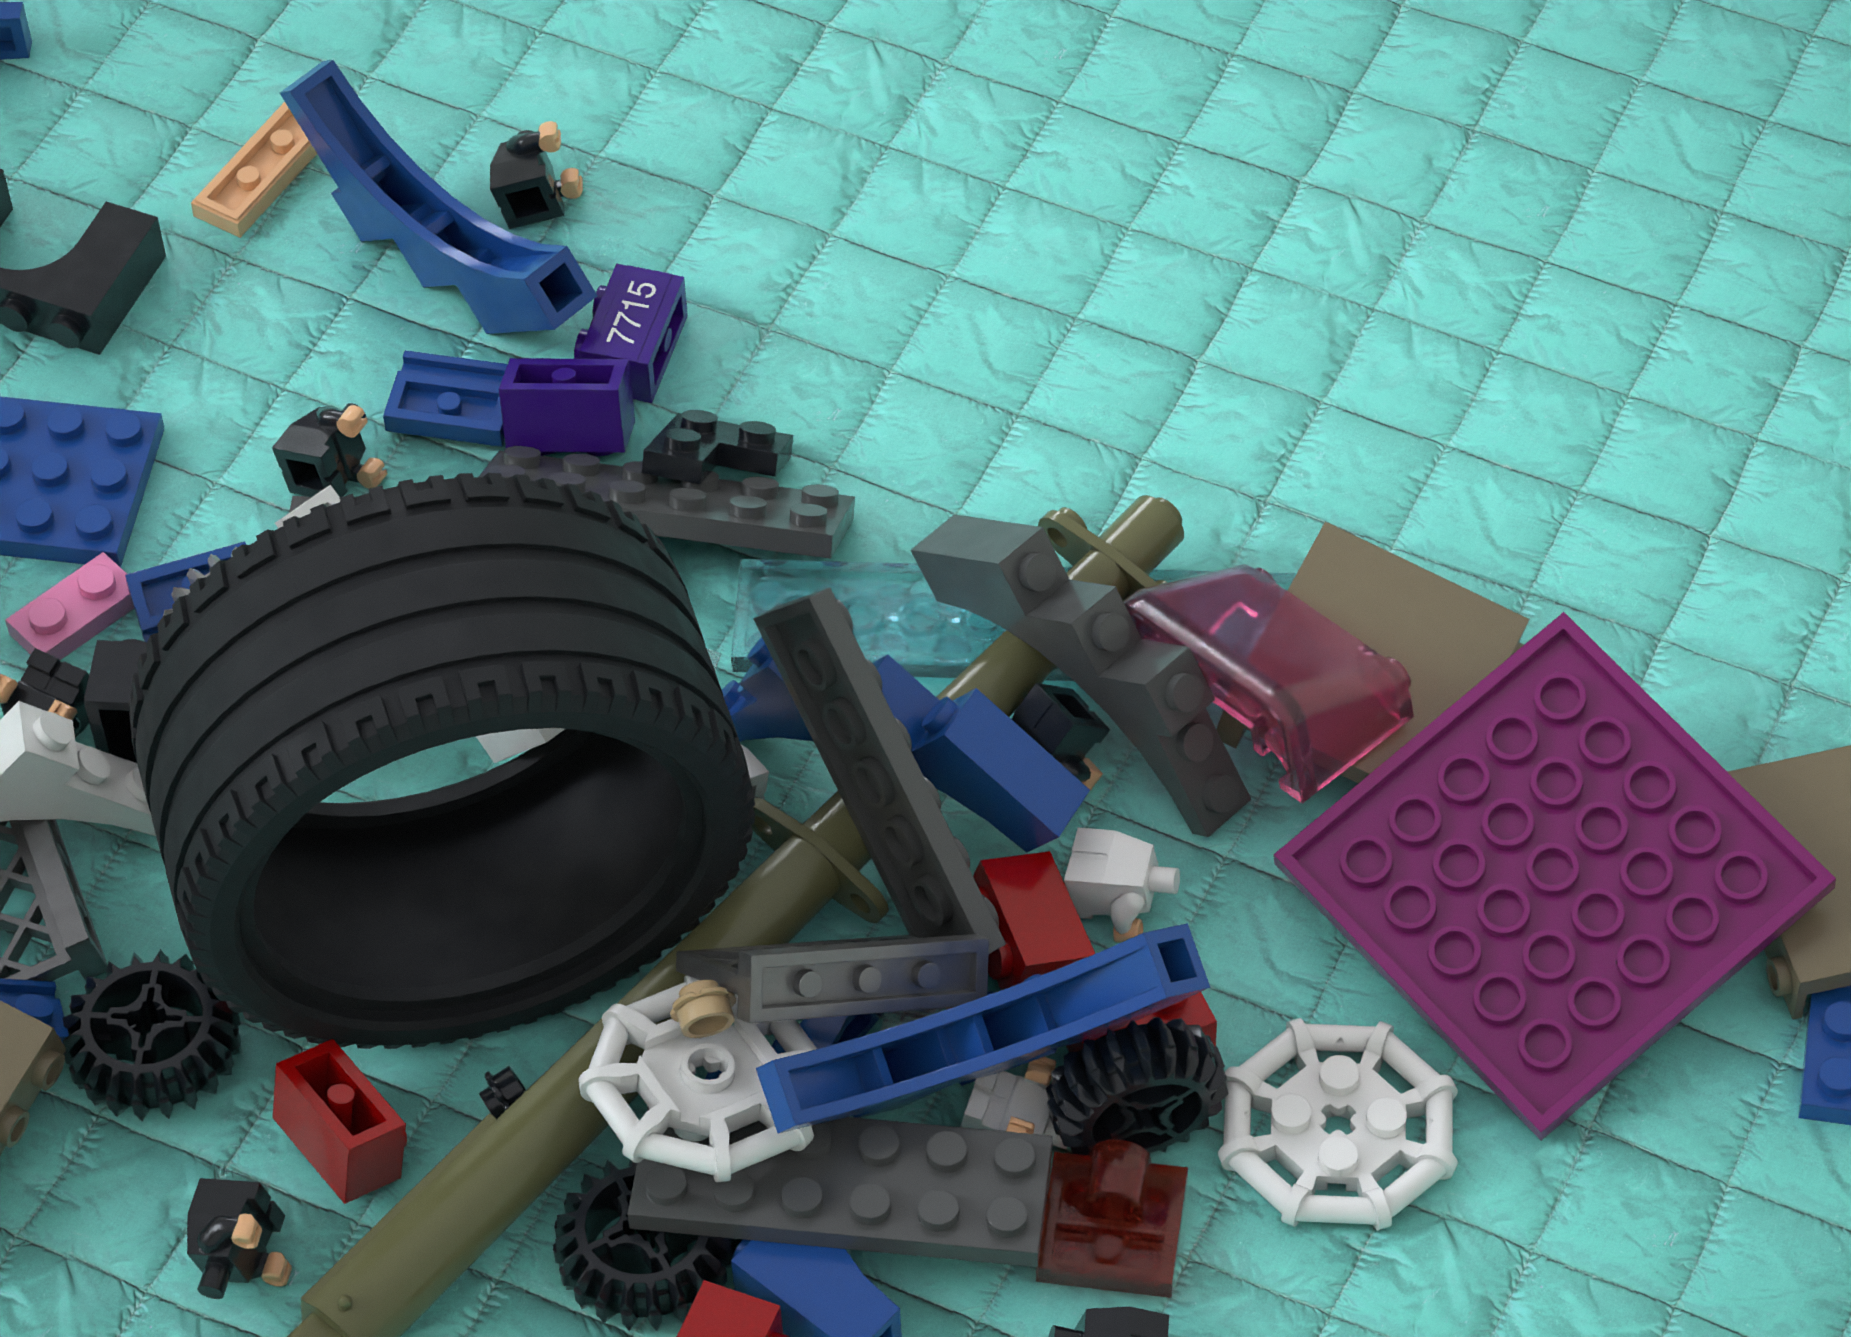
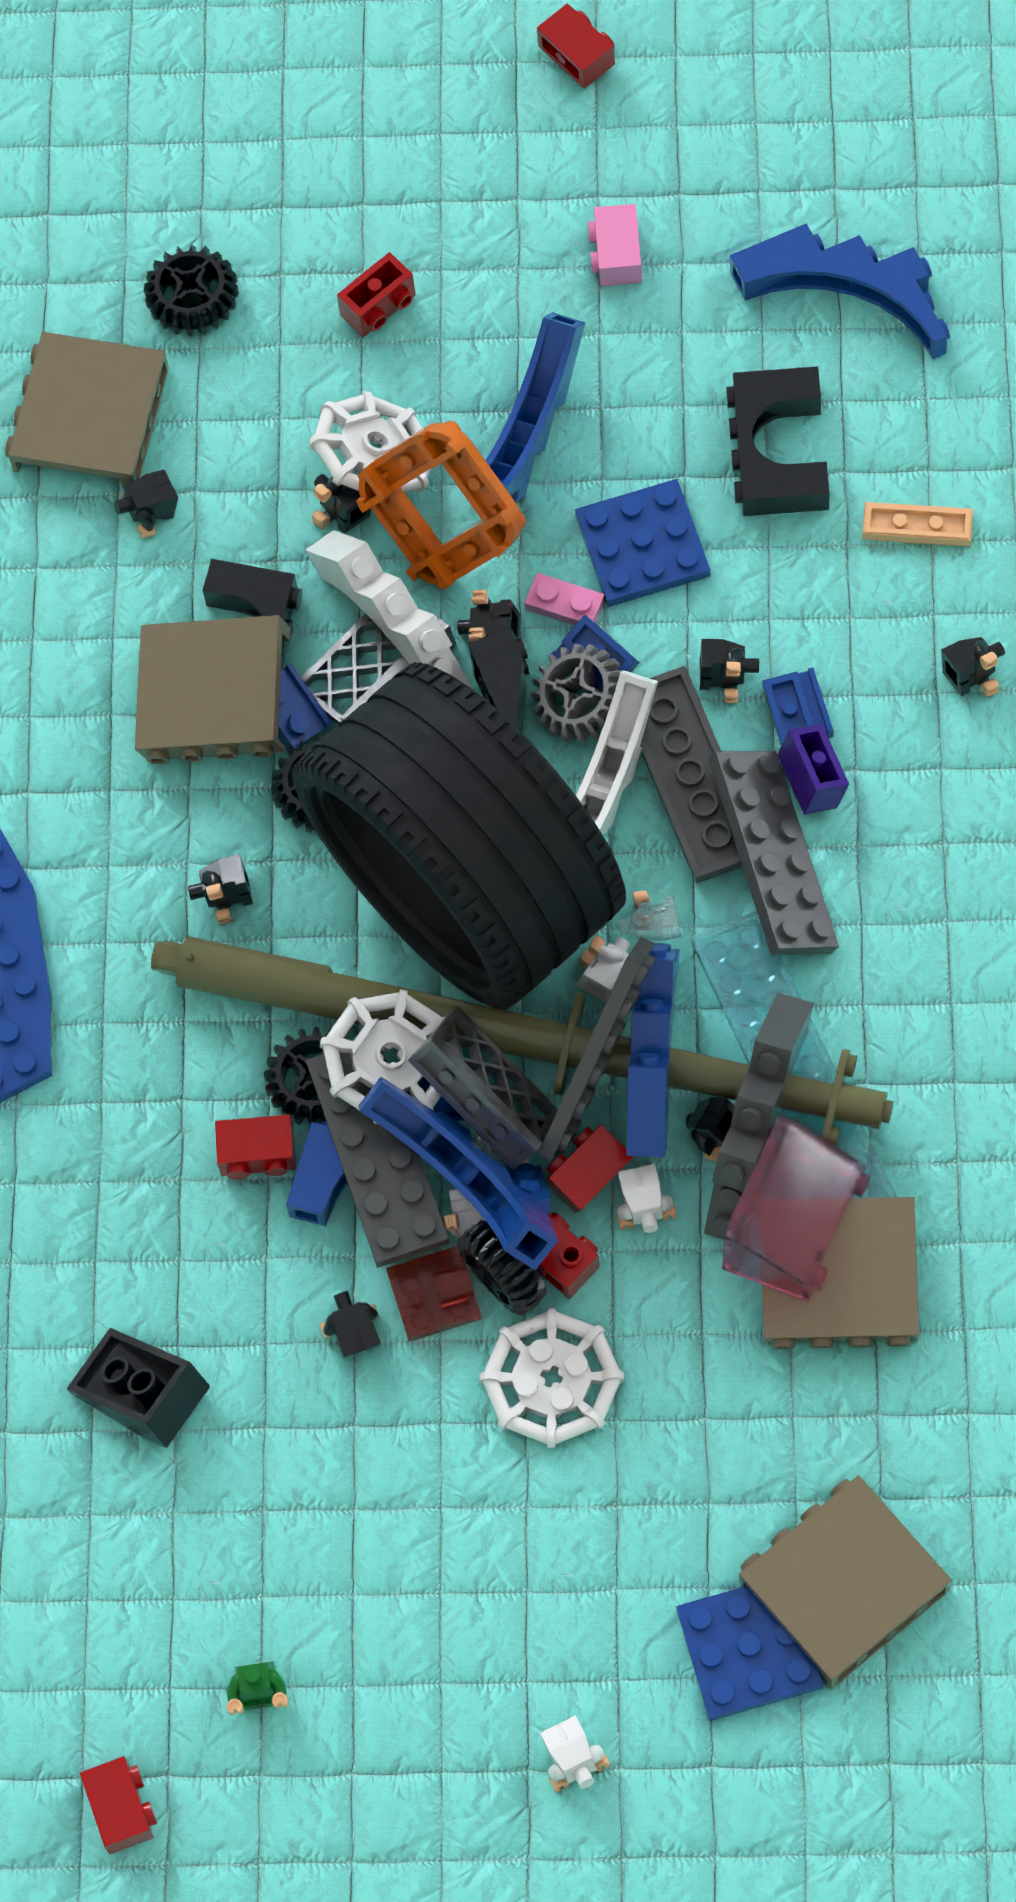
camera: 70 degrees right, 15 degrees up
(339, 1121) = (306, 899): red brick -> none
(386, 195) = (898, 630): blue arch -> none
(502, 1091) = (369, 967): black plate -> none
(638, 321) = (890, 775): dark purple brick -> none
(699, 442) = (830, 850): black plate -> none
(703, 1009) = (413, 1033): tan plate -> none
(1553, 874) = (742, 1416): magenta plate -> none

